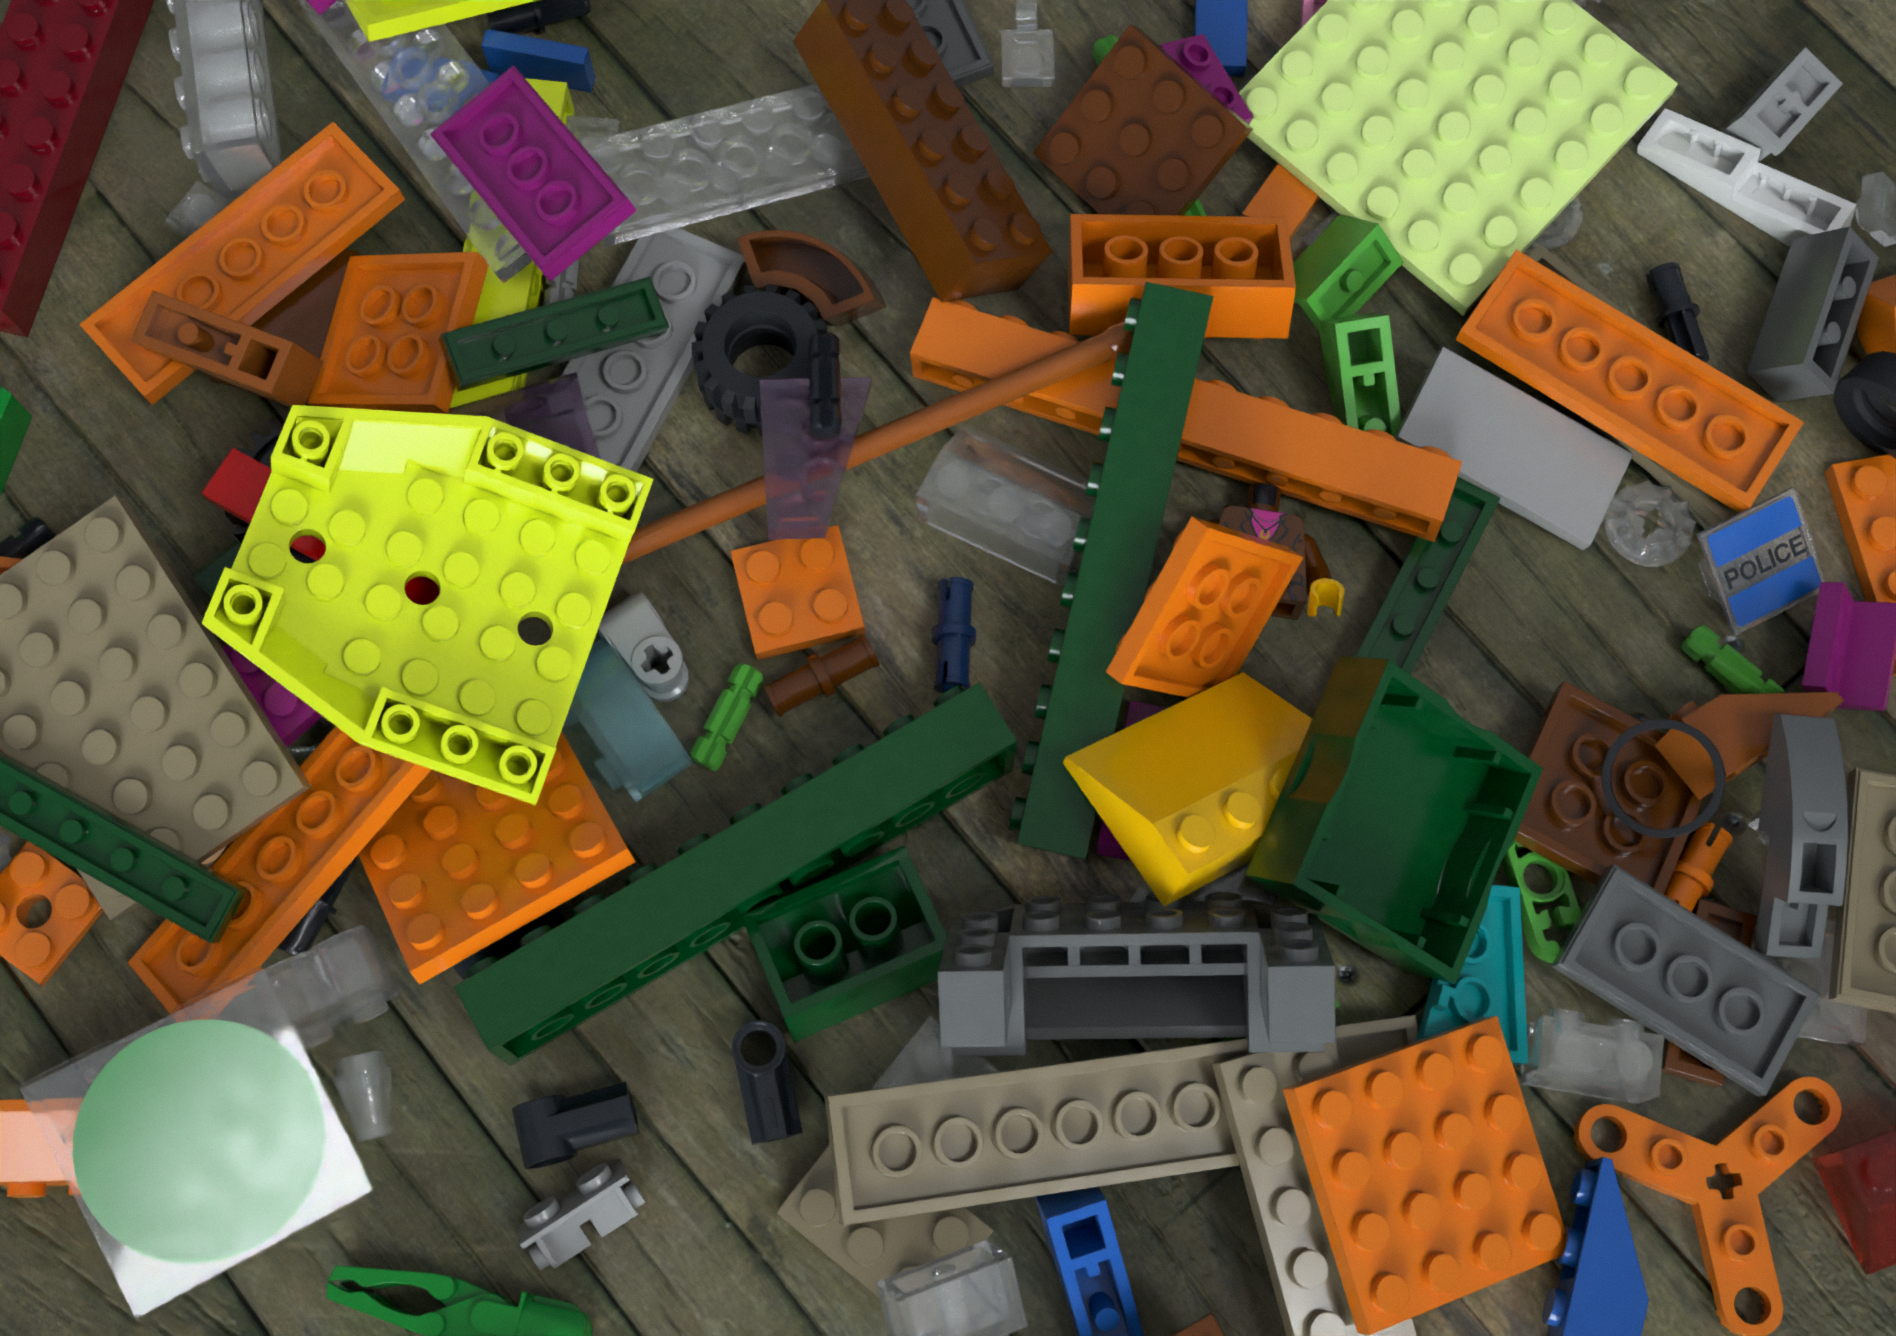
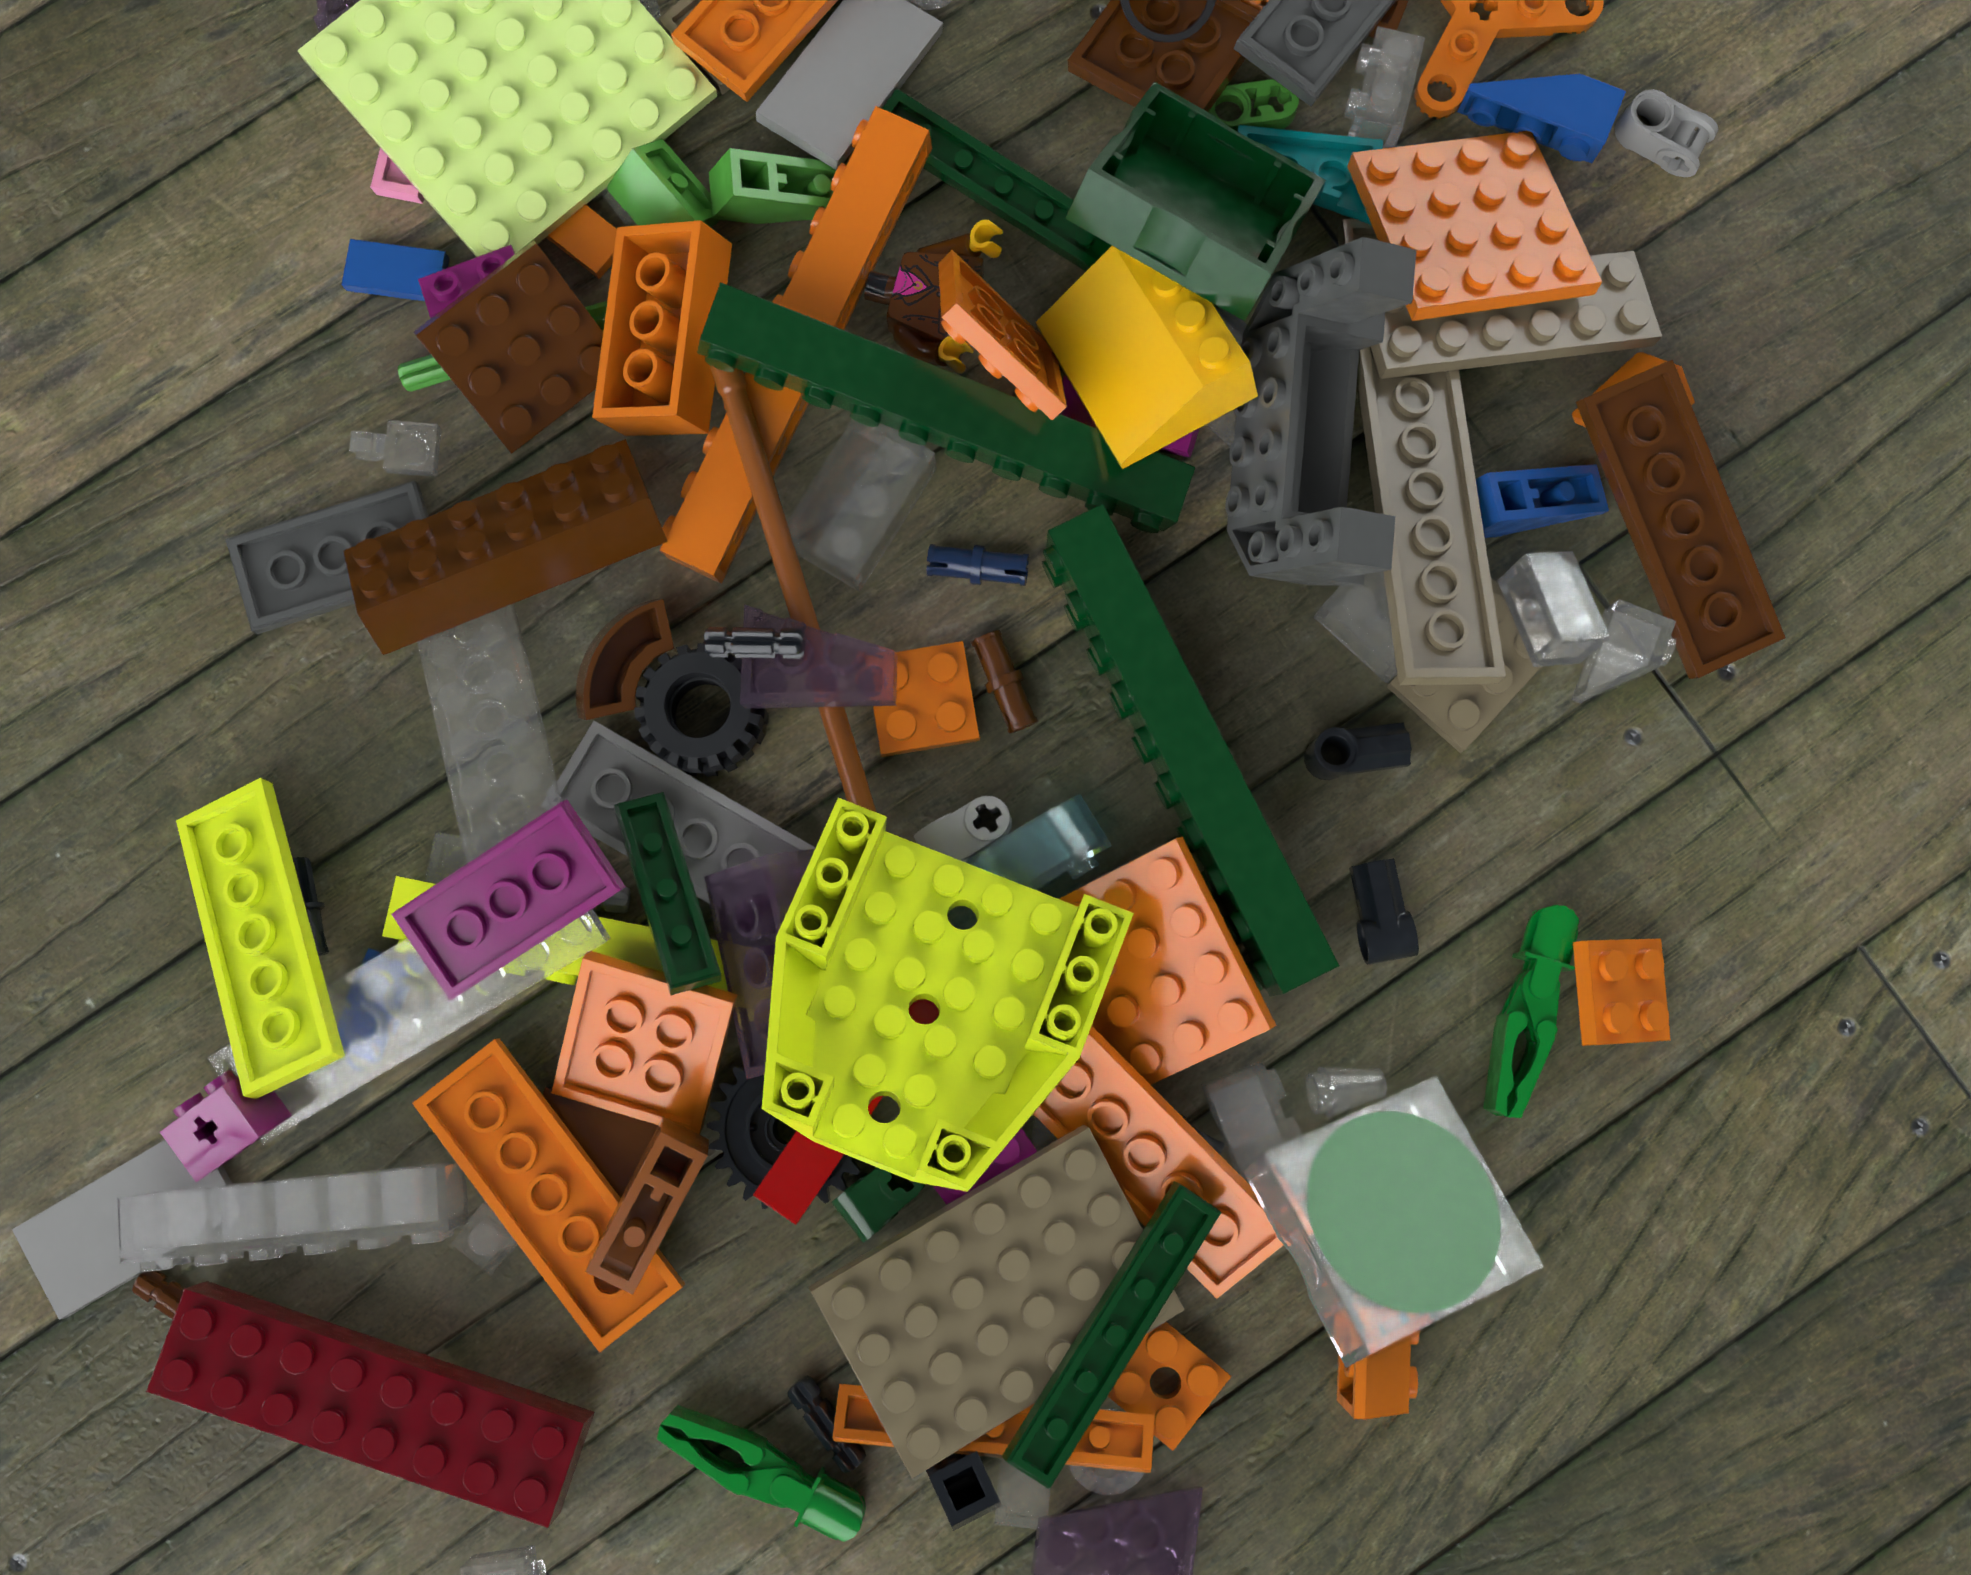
camera: 80 degrees left, 10 degrees up
(539, 59) = (360, 907): blue tile -> none
(557, 1223) = (1462, 933): light grey hinge -> none
(726, 717) = (1033, 767): bright green axle -> none
(848, 943) = (1249, 669): dark green slope -> none

